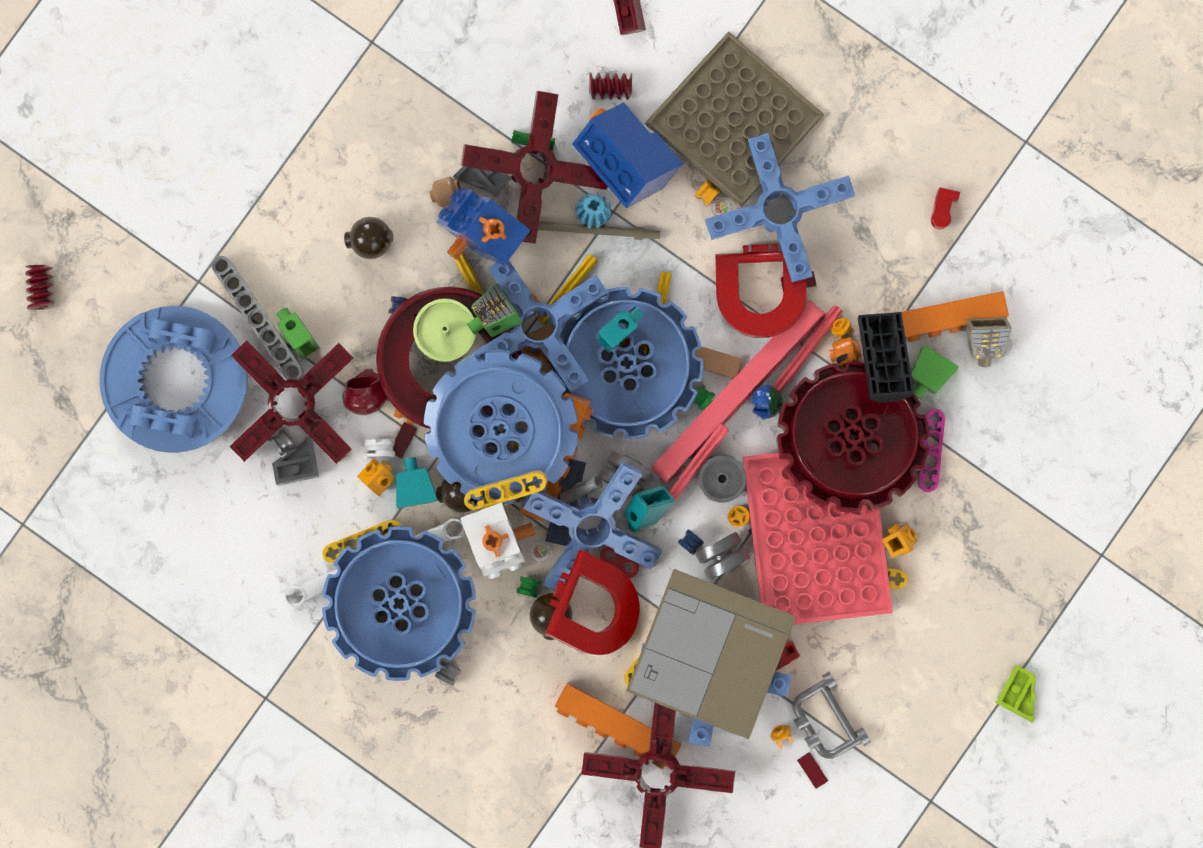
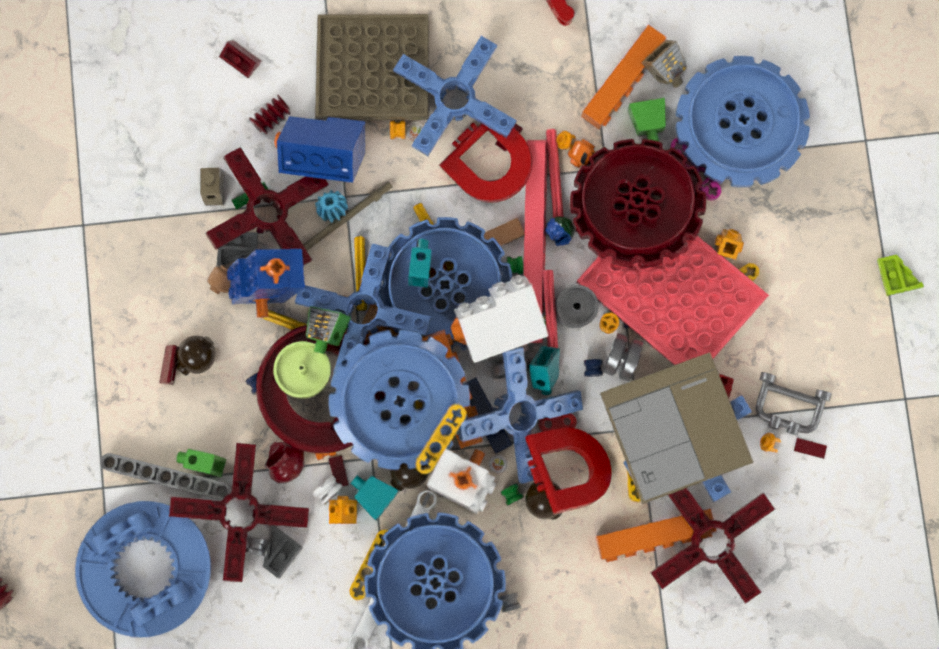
camera: 40 degrees left, 5 degrees down
(340, 226) = (169, 365): none -> dark red slope
(508, 104) = (212, 184): none -> dark tan torso
(581, 490) = (490, 396): light grey pin -> none
(642, 435) = (500, 321): none -> white piece
(885, 357) = (613, 129): black piece -> none
(1051, 446) = (770, 96): none -> medium blue piece

